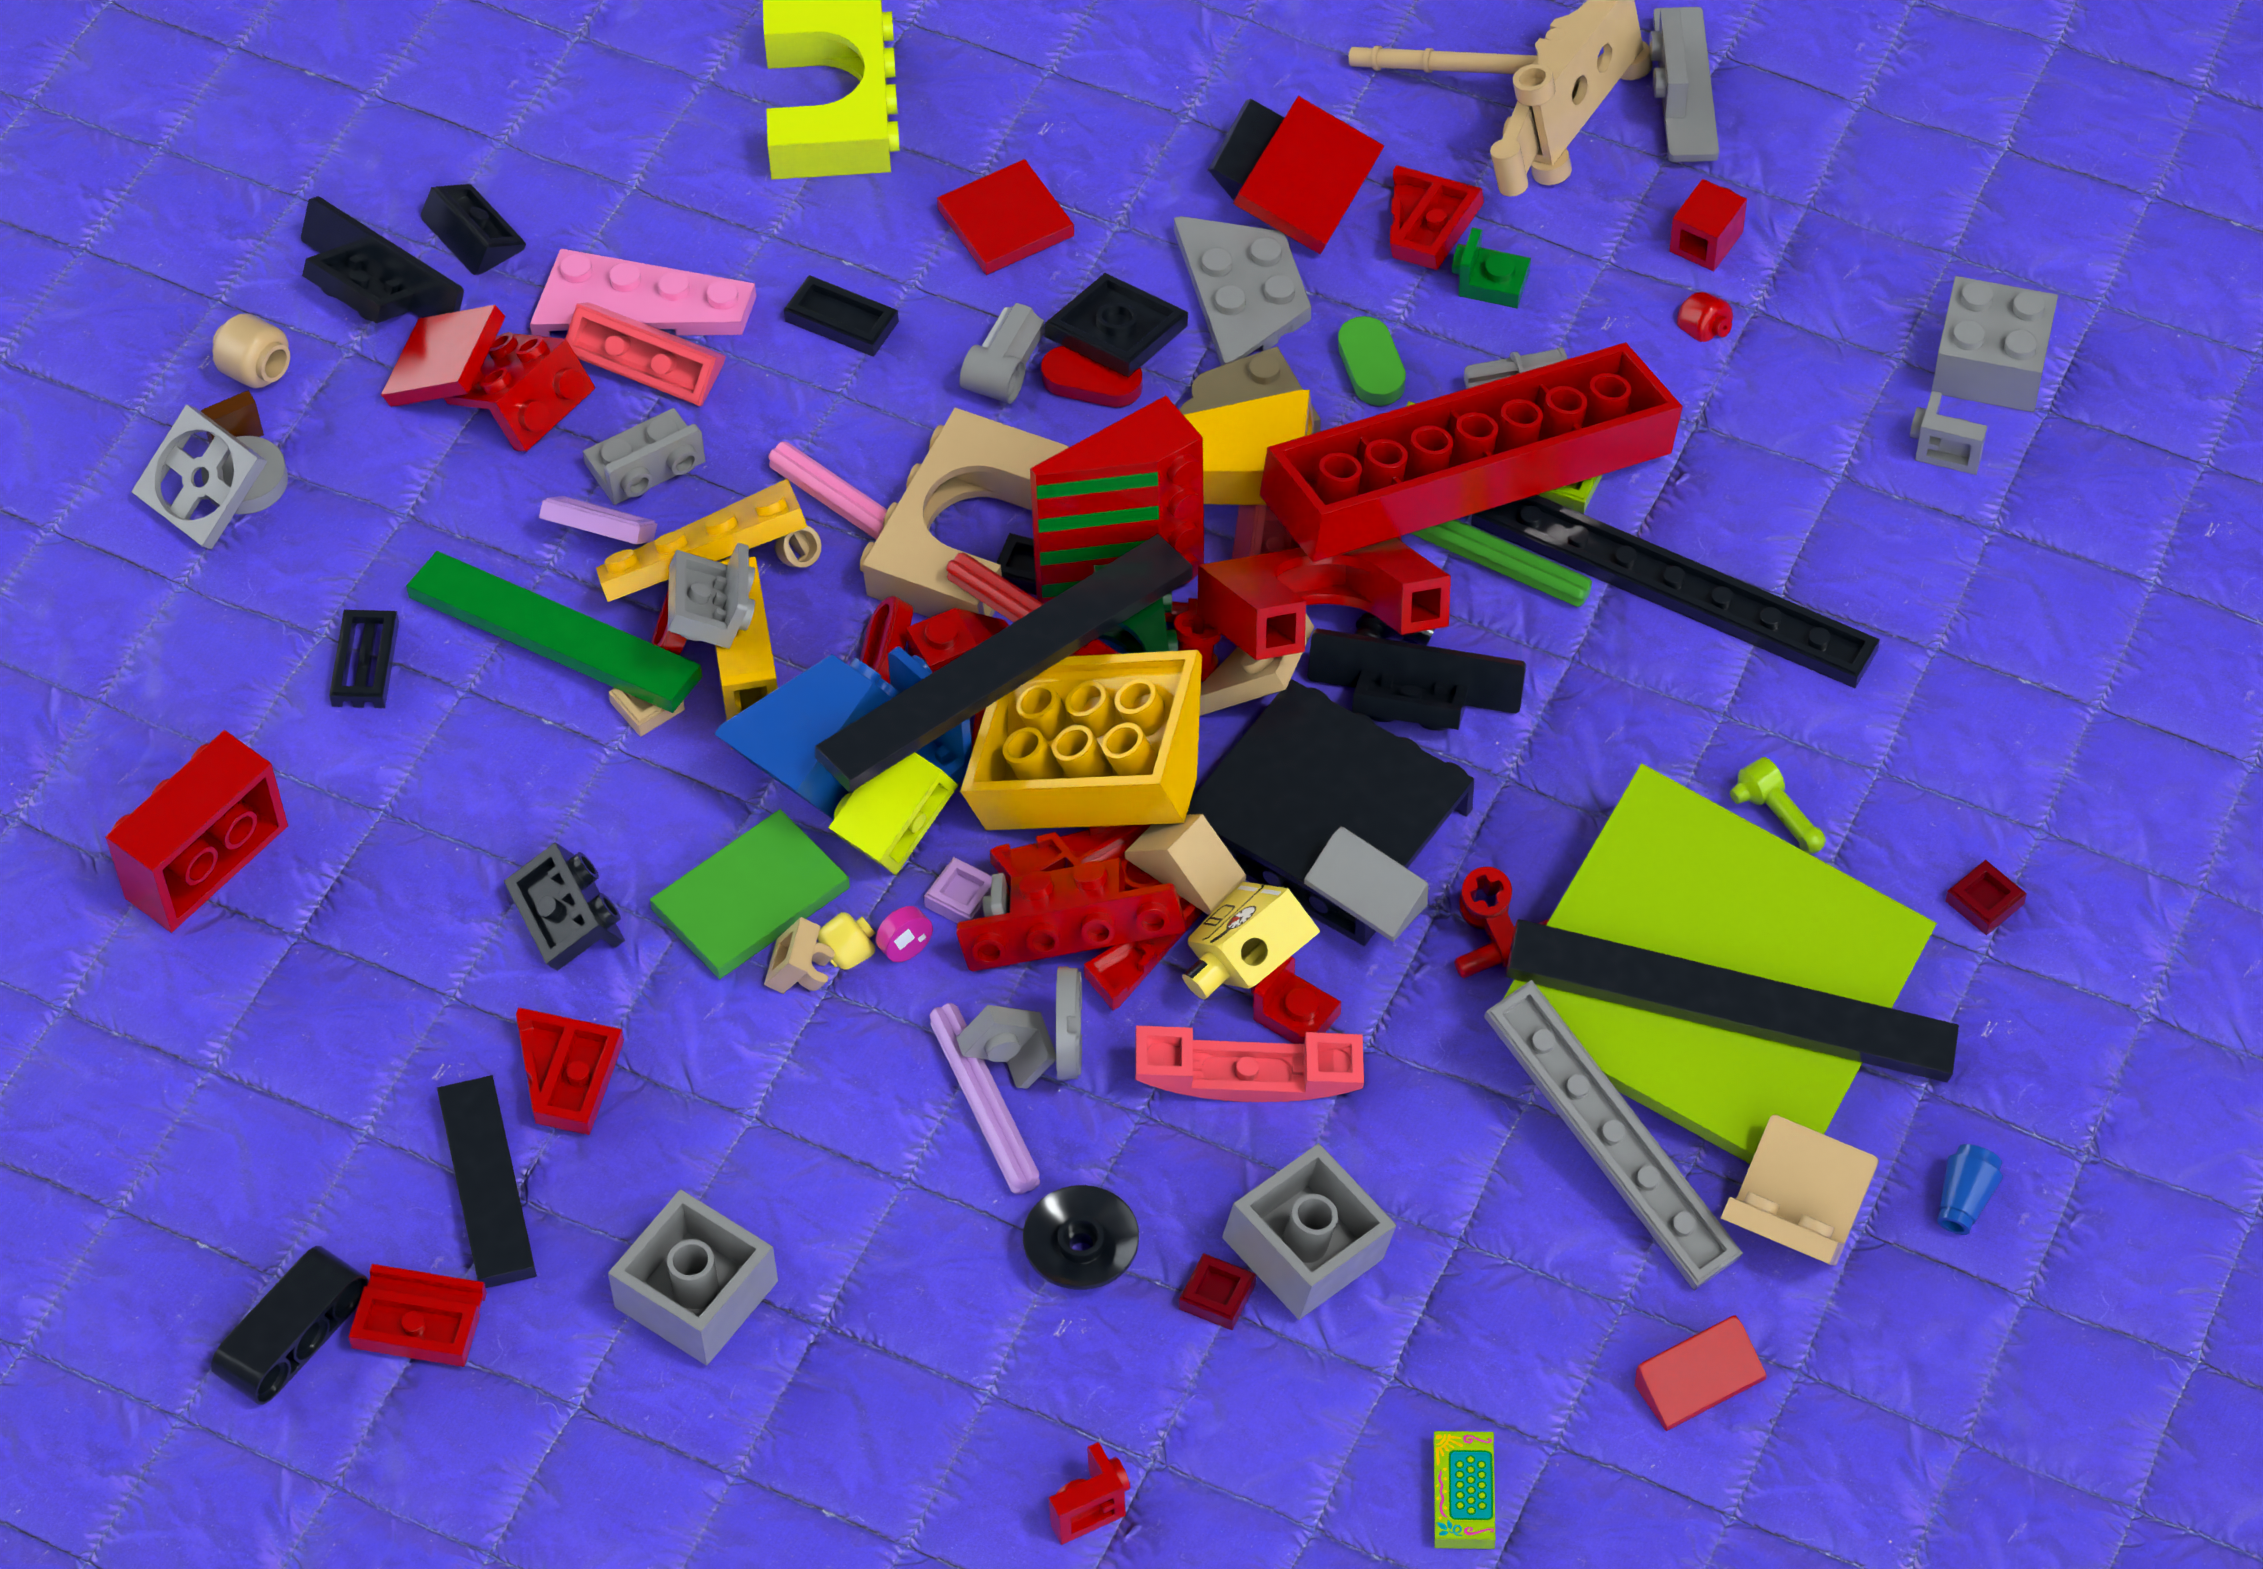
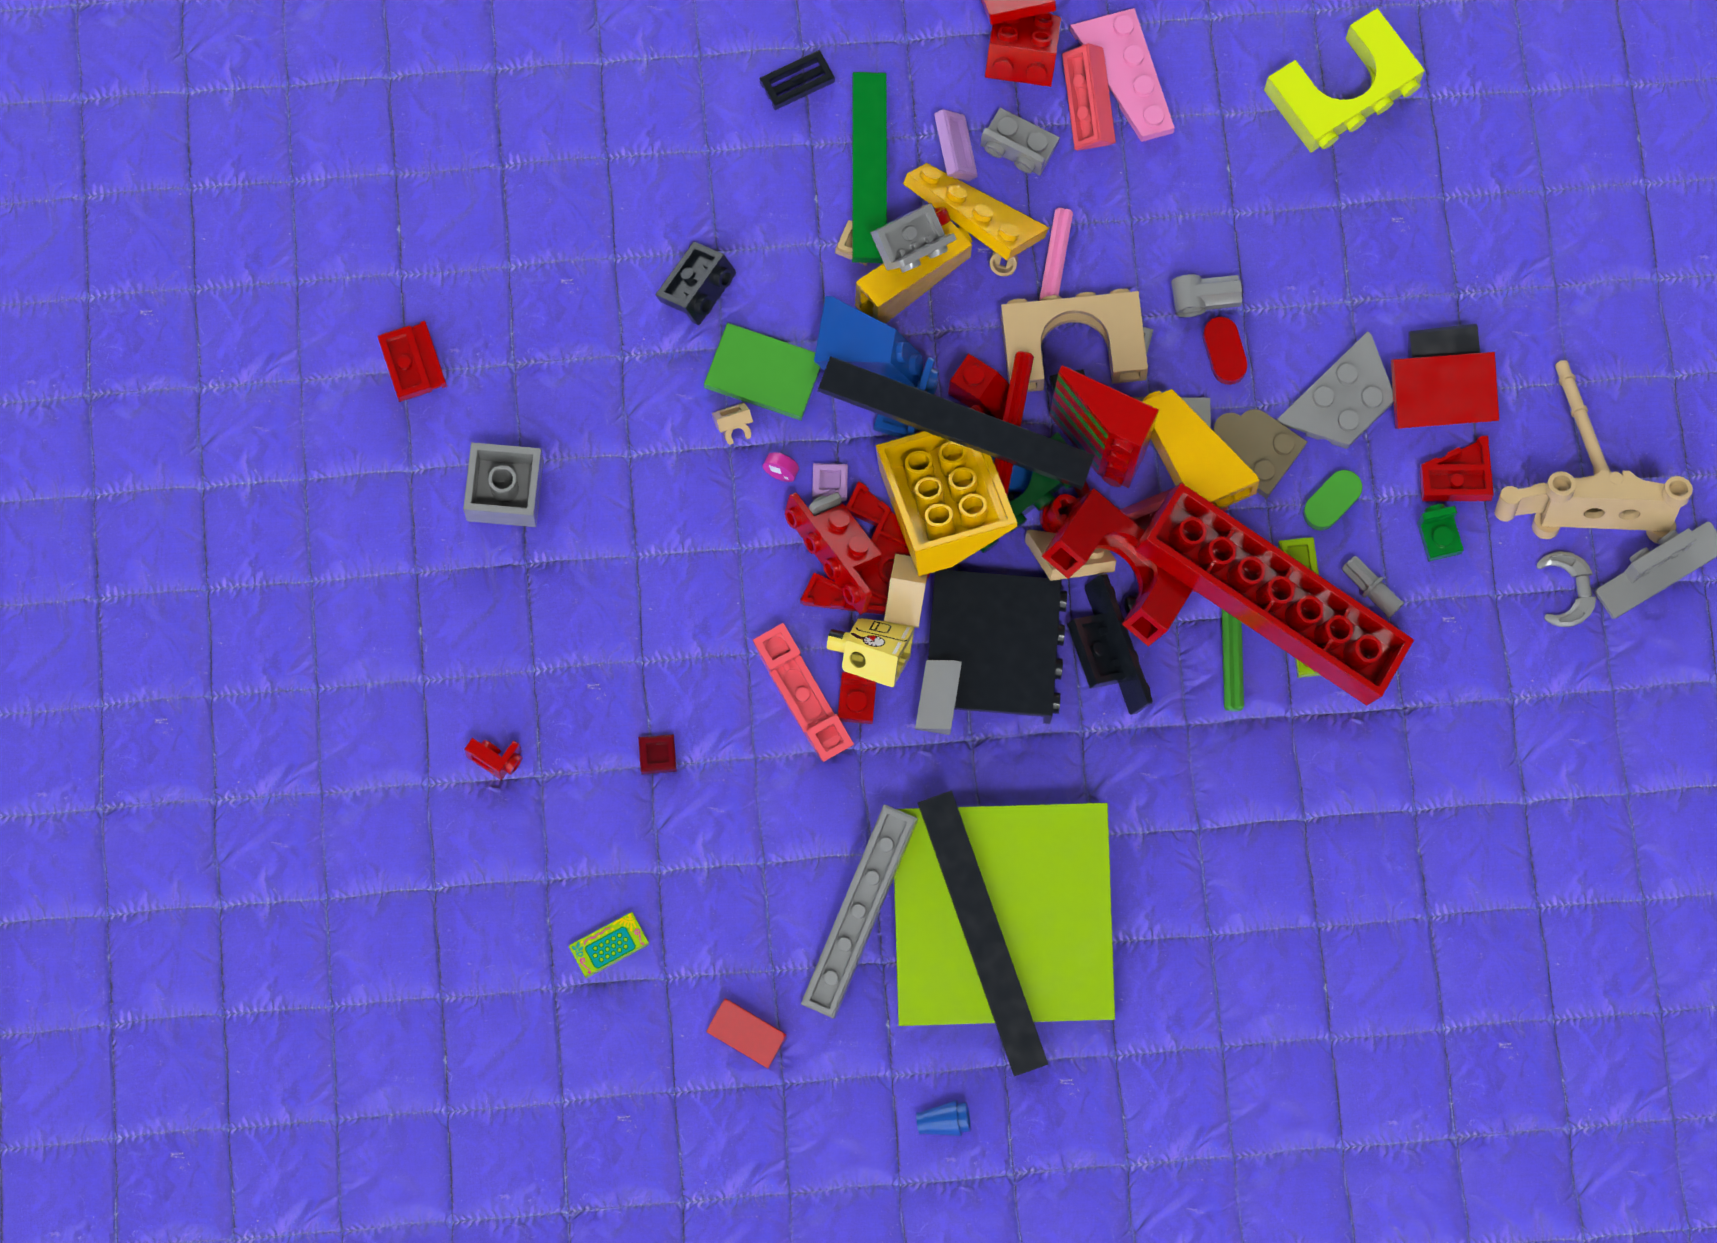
camera: 55 degrees right, 20 degrees up
(197, 830) = (623, 68): red brick -> none
(289, 1325) = (370, 302): black beam -> none
(486, 1182) = (511, 345): black tile -> none
(567, 1067) = (598, 344): red wing -> none
(841, 315) = (1184, 188): black tile -> none
(848, 939) = (766, 438): light yellow piece -> none
(886, 632) = (958, 347): red tile -> none
(893, 811) = (844, 421): neon yellow brick -> none
(986, 1103) = (705, 567): lavender axle -> none
(1005, 216) = (1312, 236): red tile -> none
(1010, 1037) = (743, 560): light grey bracket -> none
(1068, 1023) = (763, 586): light grey tile -> none
(1075, 1217) = (639, 650): black dish -> none
(1116, 324) = (1267, 343): black tile -> none
(1308, 1231) = (709, 782): light grey brick -> none
(1492, 919) = (964, 788): red piece -> none
(1627, 163) = (1576, 568): none -> light grey piece
(1683, 586) = (1274, 767): black tile -> none
(1705, 316) = (1486, 673): red piece -> none
(1708, 224) = (1552, 640): red brick -> none
(1764, 783) = (1154, 875): lime piece -> none
(1802, 1190) = (879, 1031): tan bracket -> none
(1947, 440) = (1470, 863): bracket -> none
(1986, 897) = (1153, 1038): dark red tile -> none
(1994, 343) = (1560, 852): light grey brick -> none

